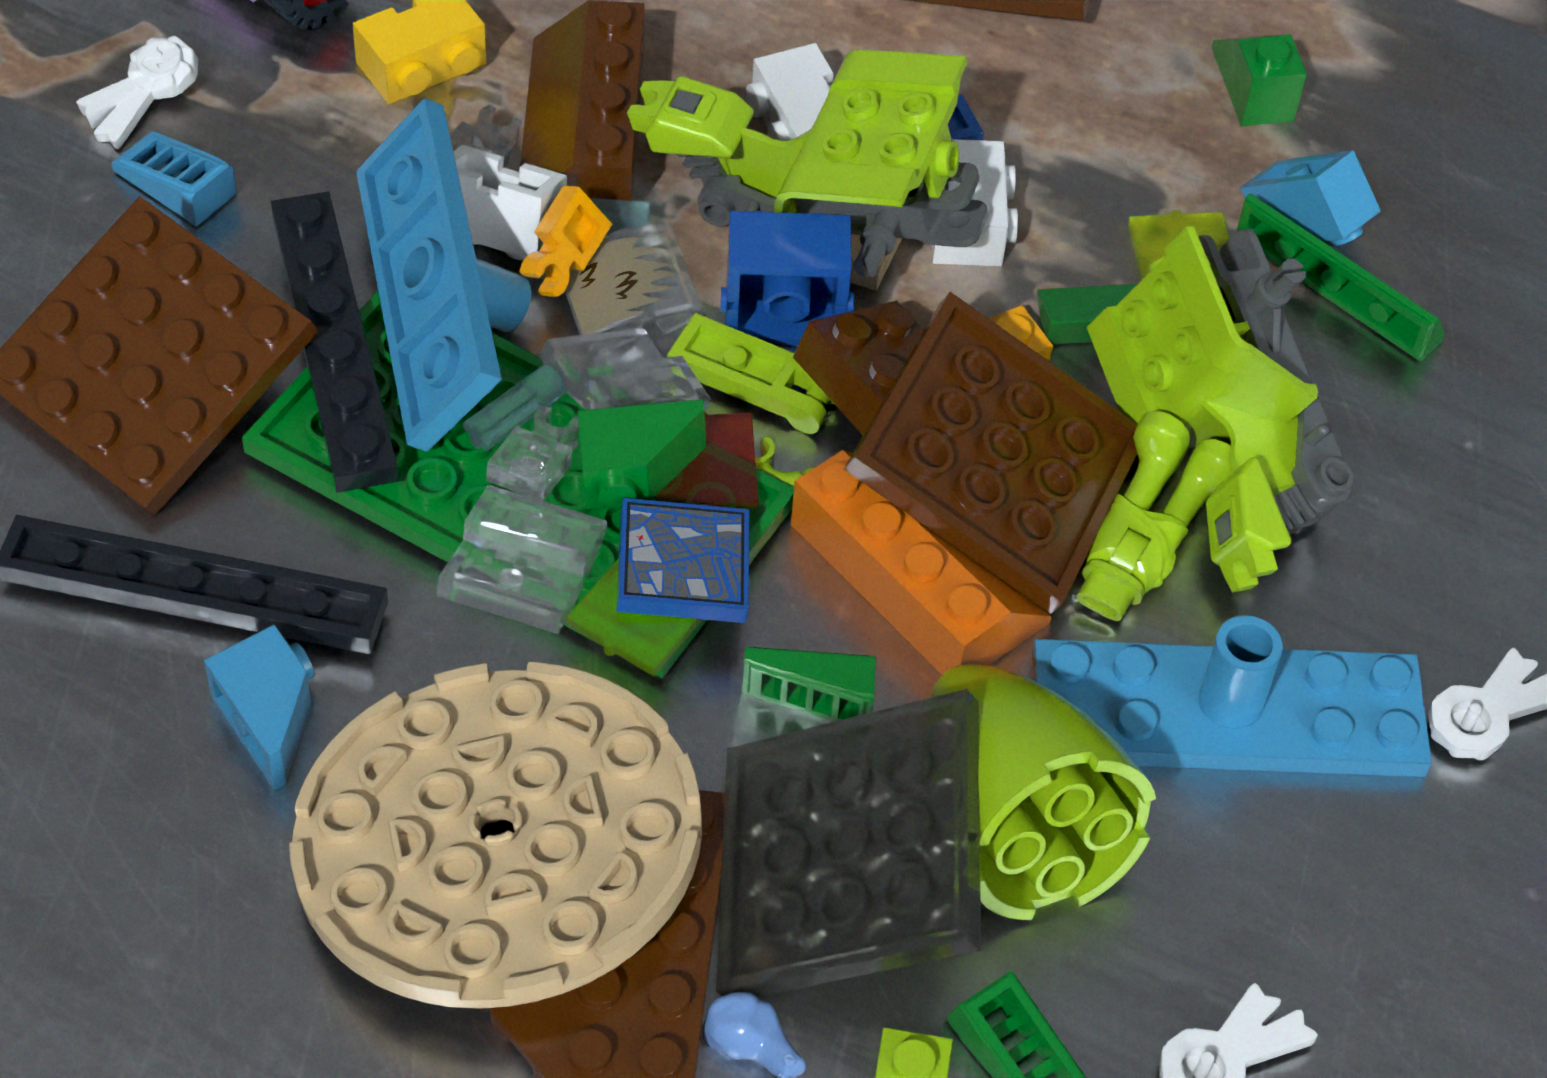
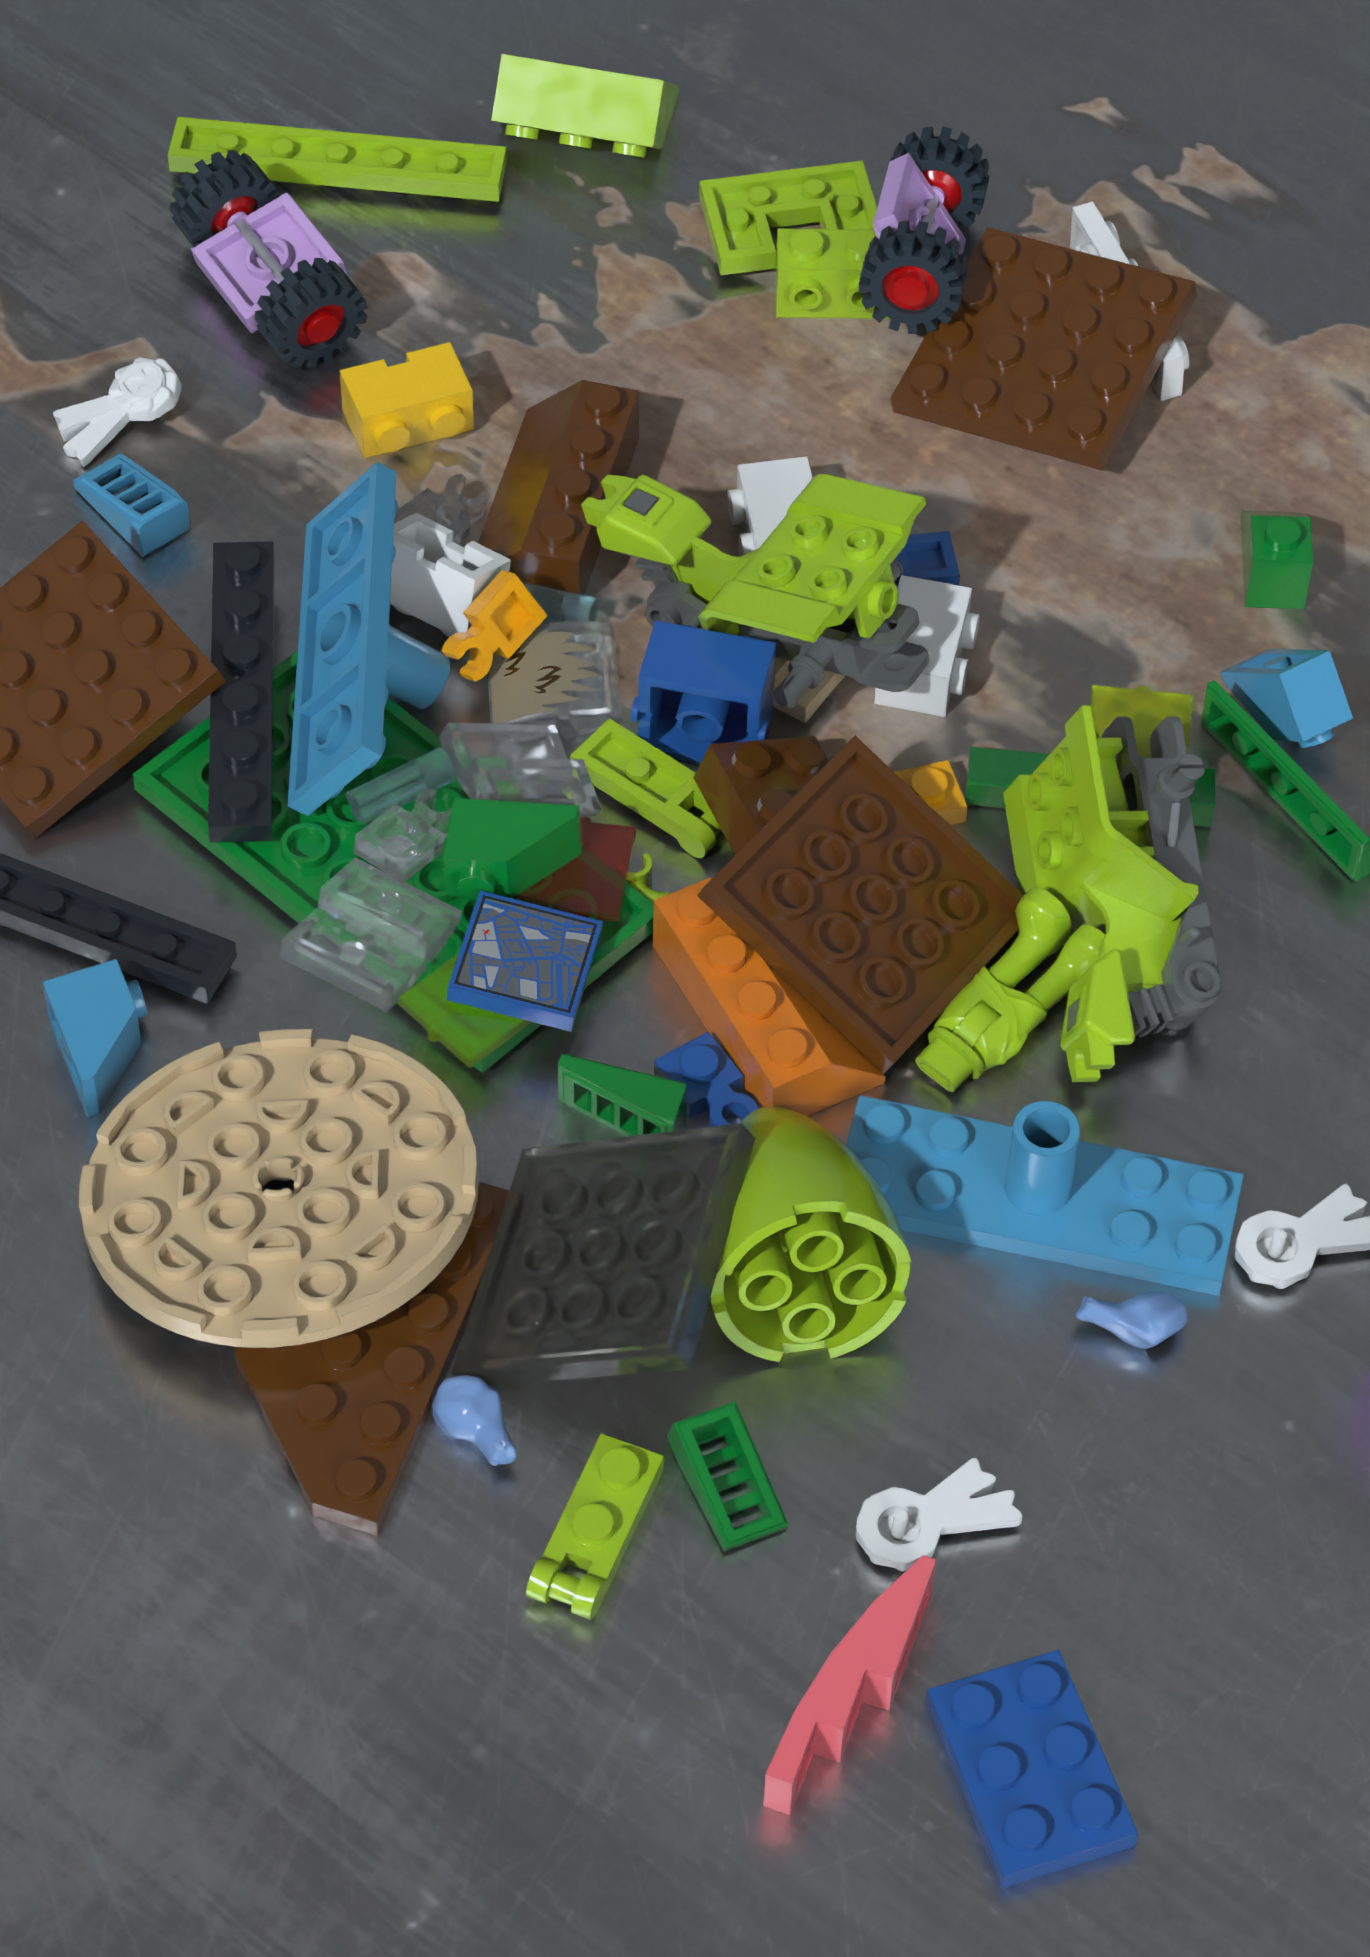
camera: 15 degrees right, 0 degrees up
(893, 645) = (710, 1079): none -> blue plate
(1365, 815) = (1139, 1320): none -> medium blue animal

